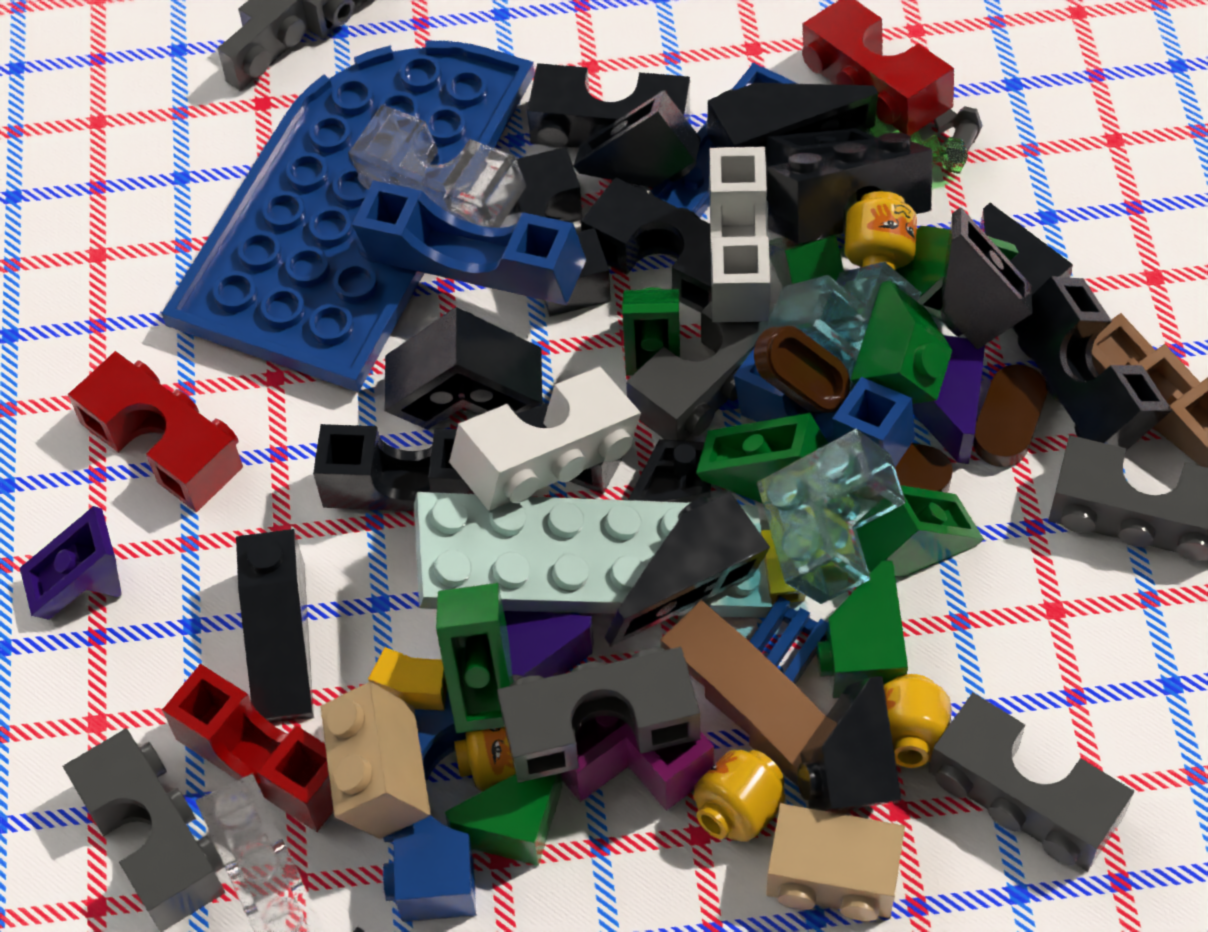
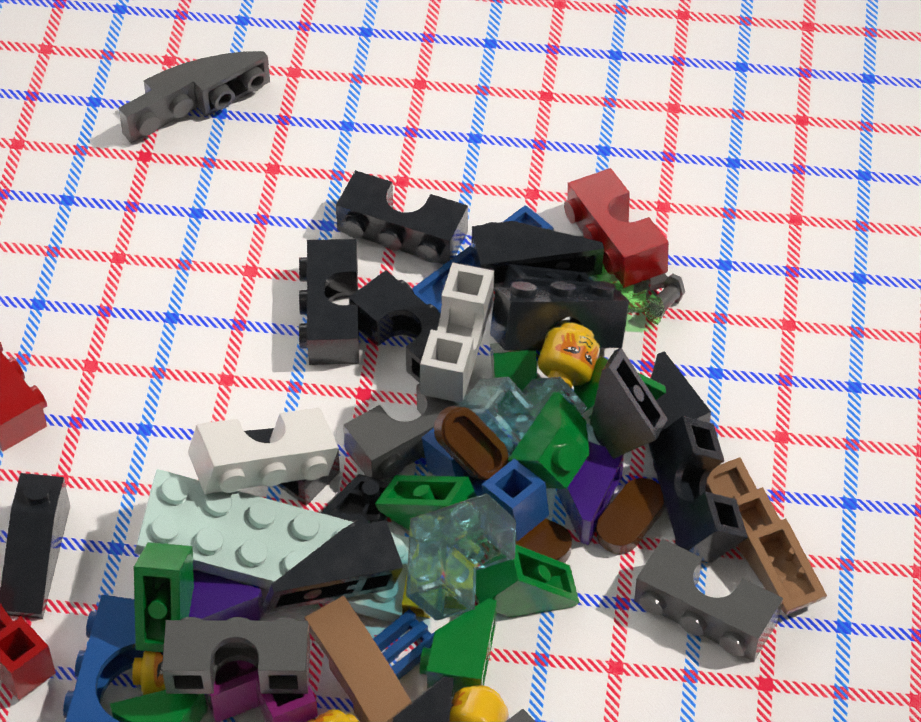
camera: 10 degrees right, 5 degrees down
(284, 260) = (184, 249): blue plate -> none
(365, 473) = (128, 447): black arch -> none
(374, 761) = (68, 653): tan brick -> none
(410, 231) = (292, 315): blue arch -> none
(411, 679) = (110, 604): yellow piece -> none
(461, 365) = (226, 386): black brick -> none
(474, 186) = (271, 256): clear arch -> none
(642, 146) = (414, 250): black slope -> none
(649, 324) = (375, 384): green slope -> none

